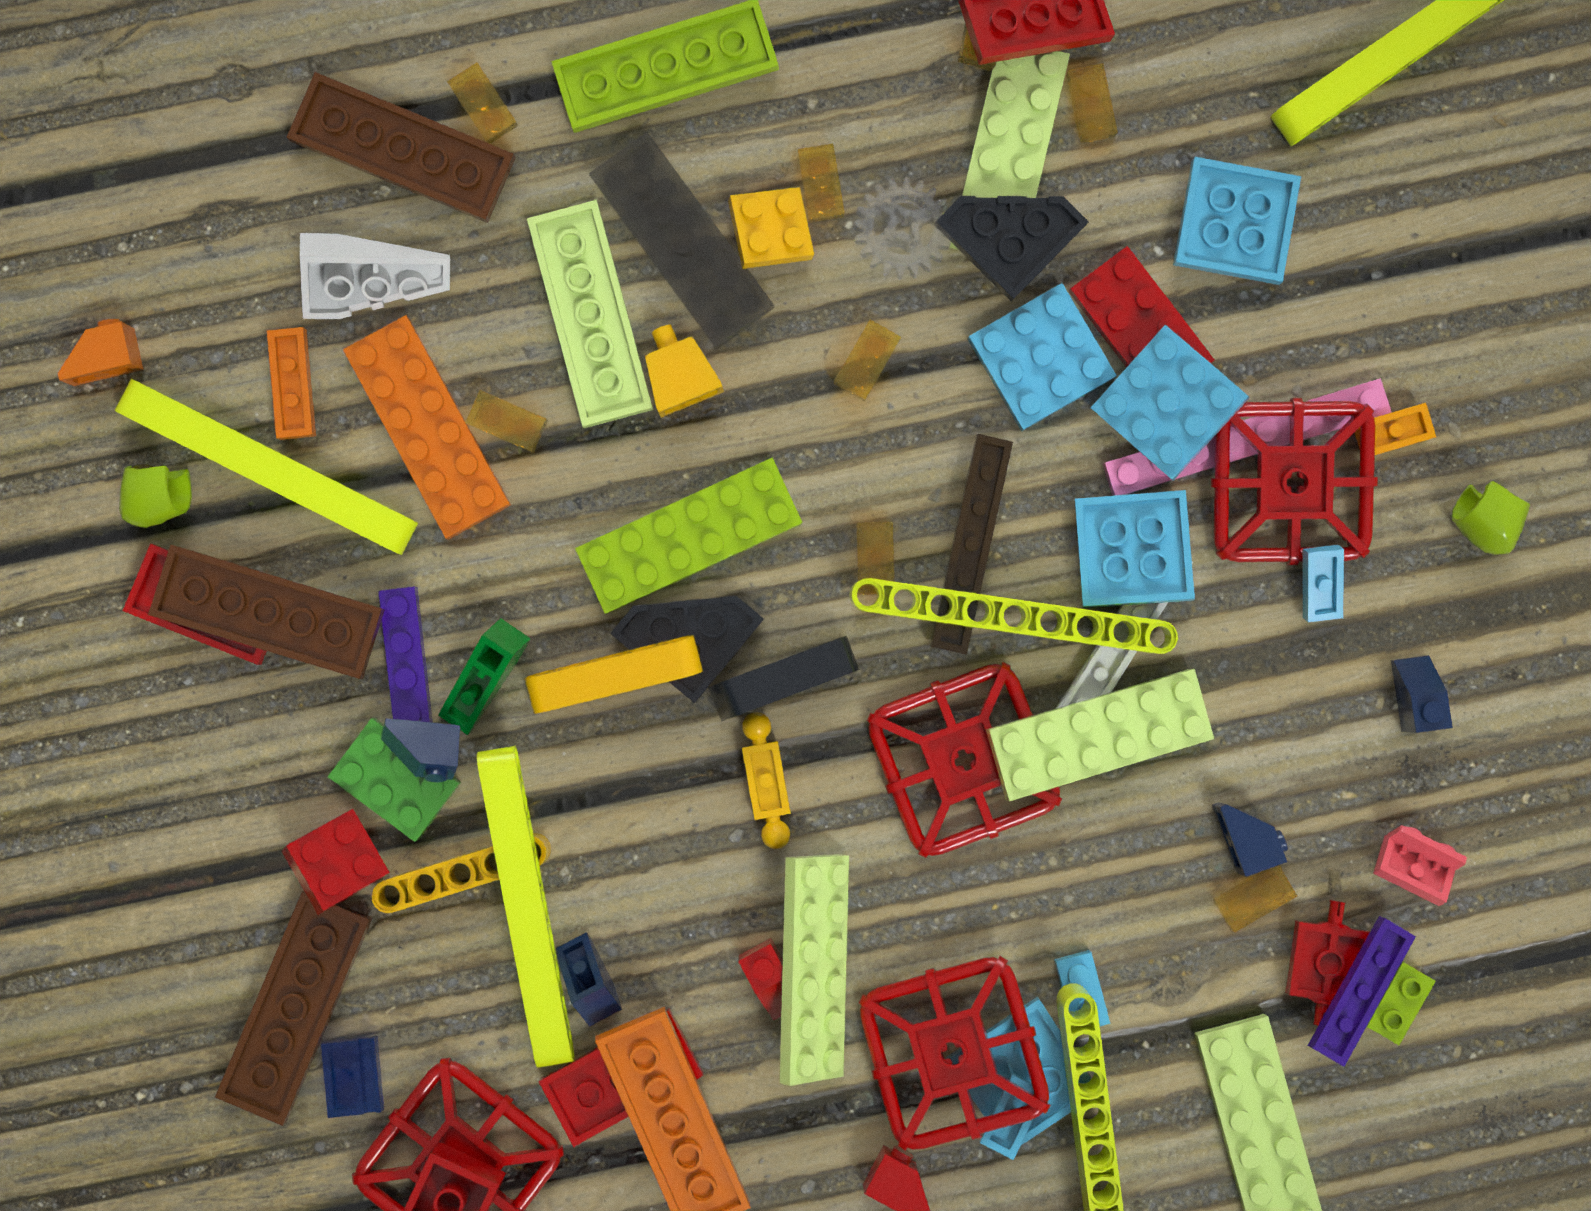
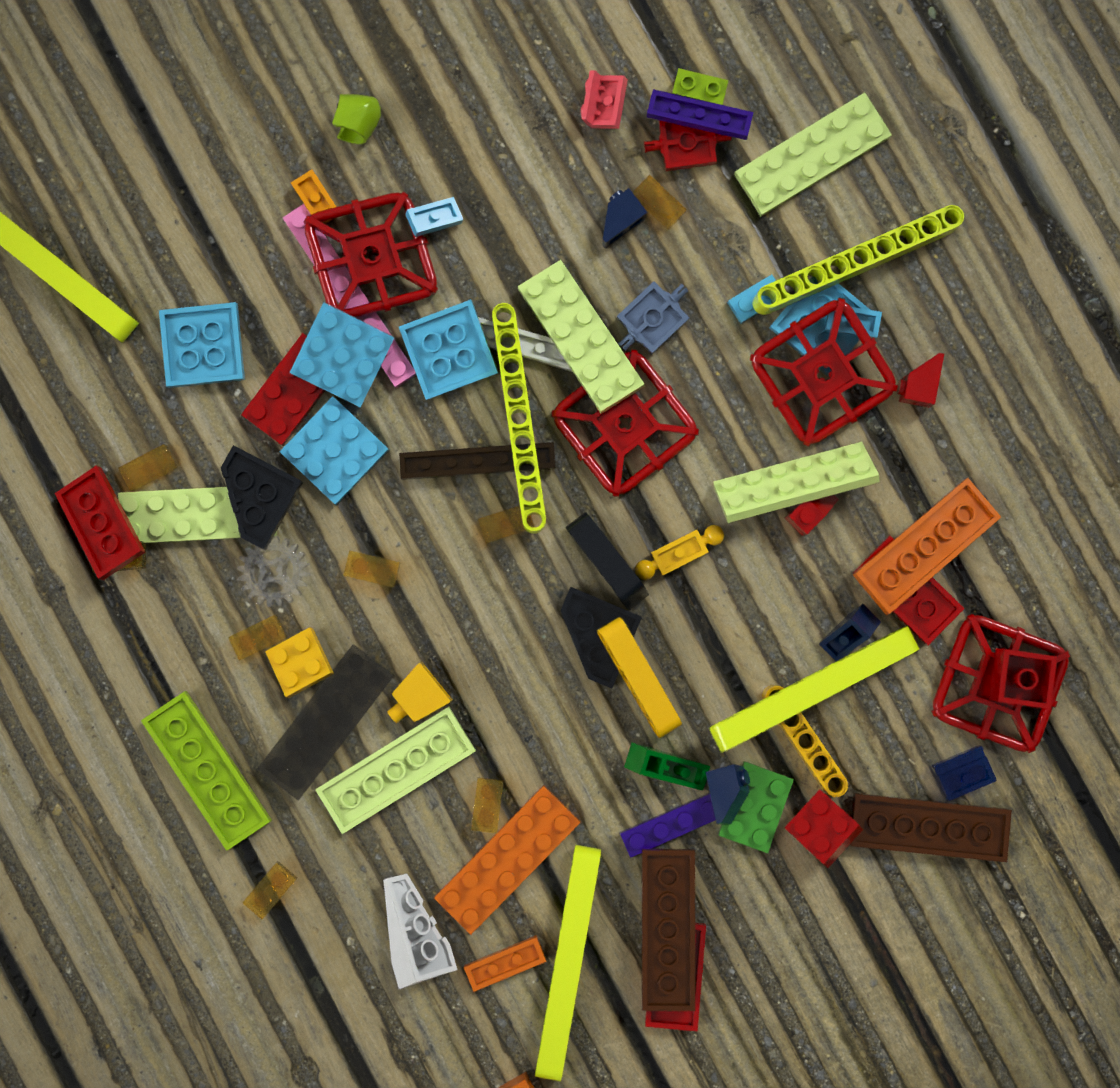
camera: 105 degrees left, 0 degrees up
(153, 494) = (611, 1034): lime piece -> none
(401, 147) = (317, 938): reddish brown plate -> none
(688, 536) = (528, 655): lime plate -> none
(1097, 841) = (653, 317): none -> sand blue plate
(1420, 695) = (490, 130): dark blue slope -> none

